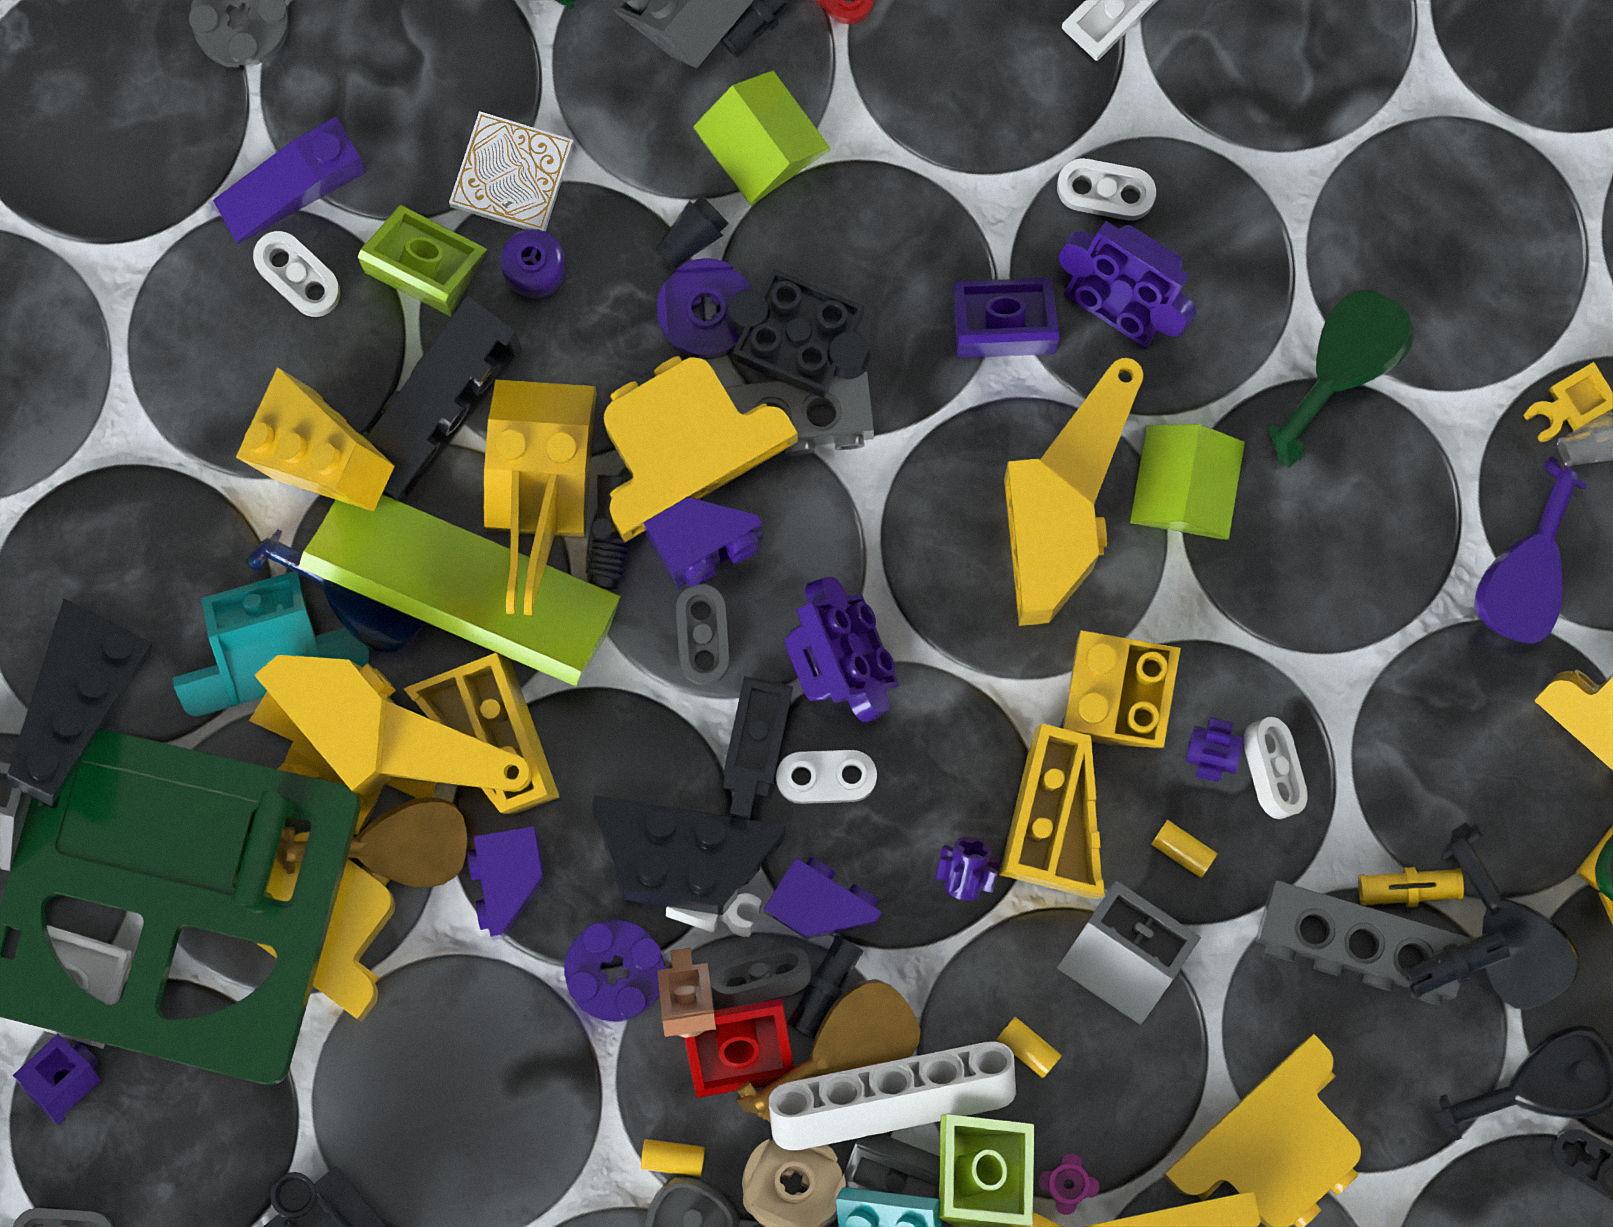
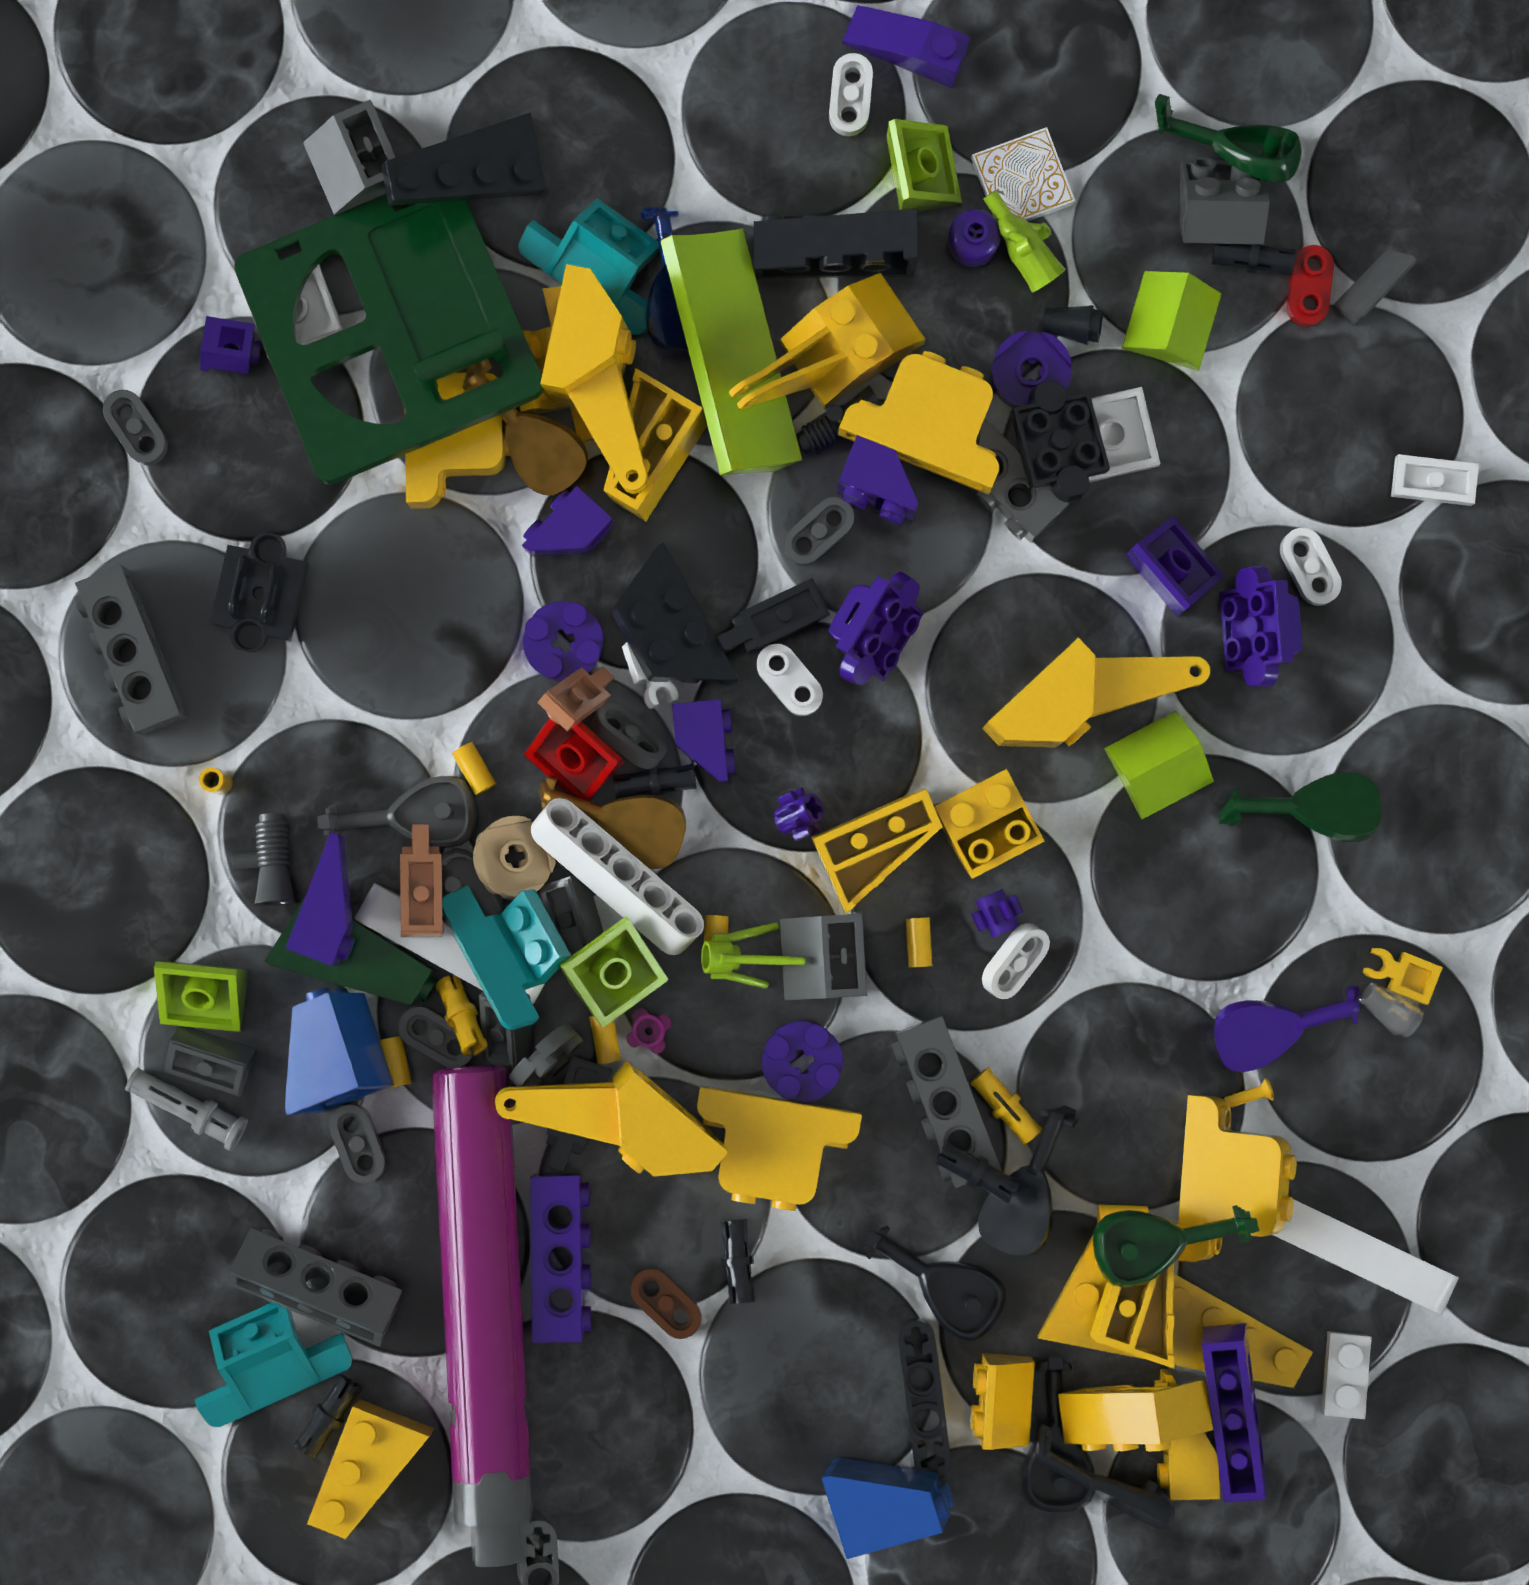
camera: 55 degrees right, 5 degrees up
(312, 446) = (746, 189): yellow wedge -> none
(580, 219) = (1025, 244): none -> lime piece
(837, 263) = (1125, 433): none -> white tile
(1052, 1052) = (722, 957): none -> lime plant
(1188, 1066) = (790, 1081): none -> dark purple plate
(1579, 640) = (1252, 1094): none -> yellow piece

